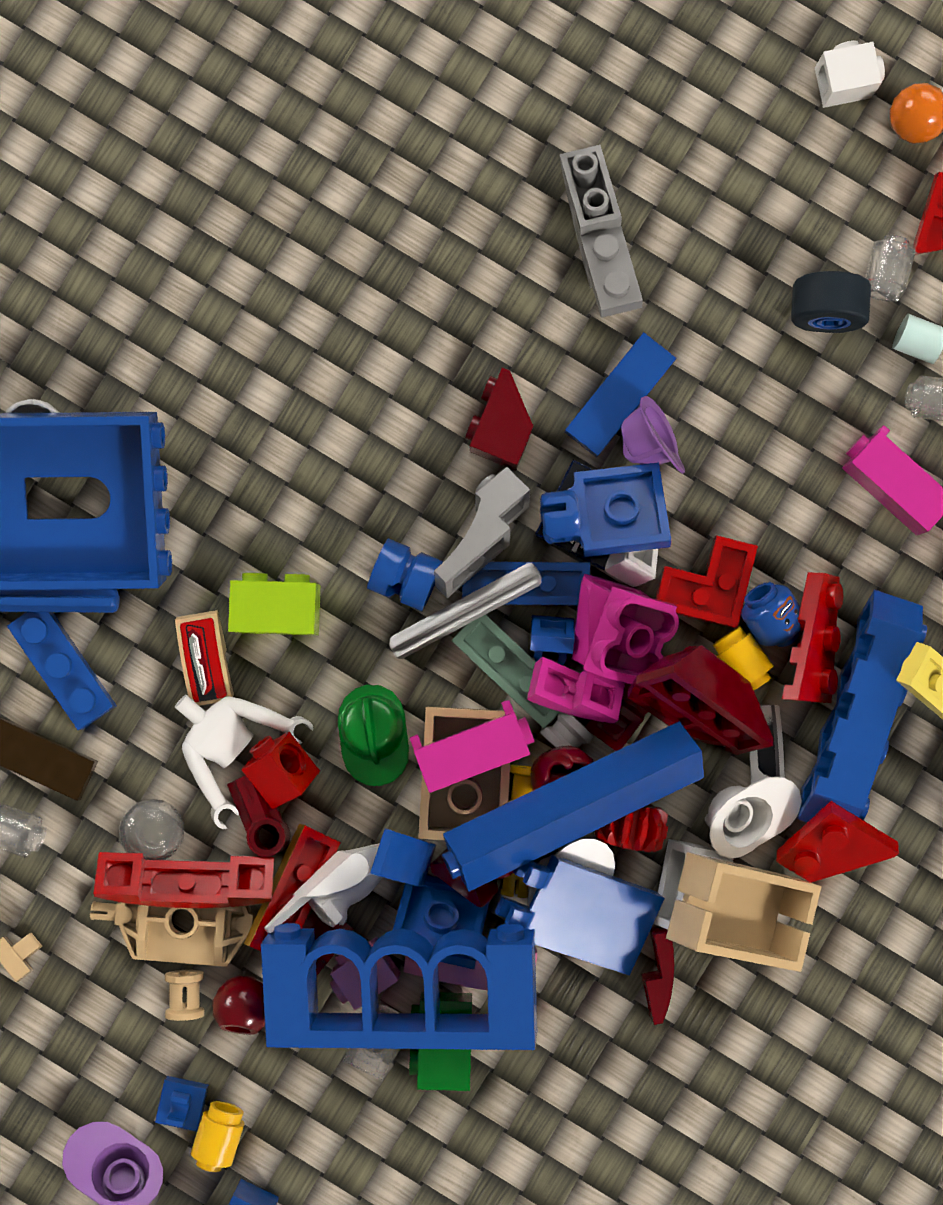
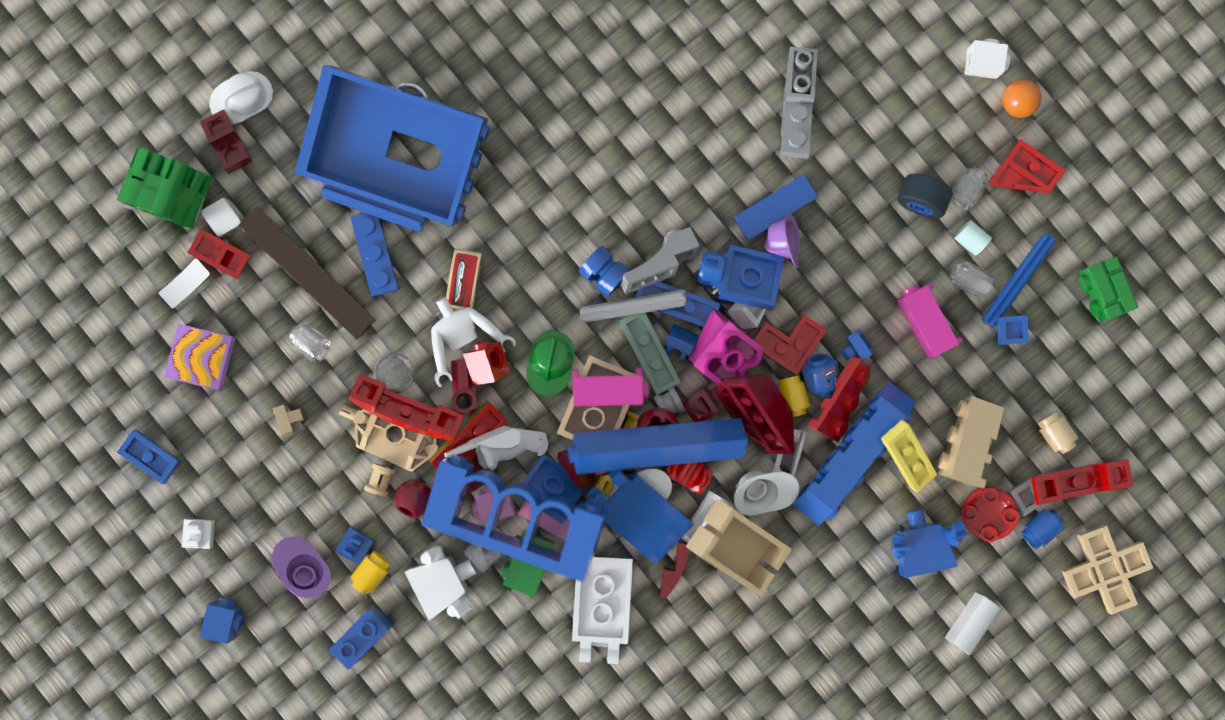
camera: 15 degrees right, 0 degrees up
(274, 606) = (517, 262): lime brick -> none
(327, 1117) = (441, 583): none -> white torso
(403, 858) = (543, 440): blue slope -> none
(504, 425) = (697, 201): dark red slope -> none
(574, 692) = (683, 380): dark pink slope -> none
(576, 1066) = (603, 607): none -> white tile
(810, 552) = (858, 345): none -> blue tile
(834, 844) = (809, 528): red wing -> none

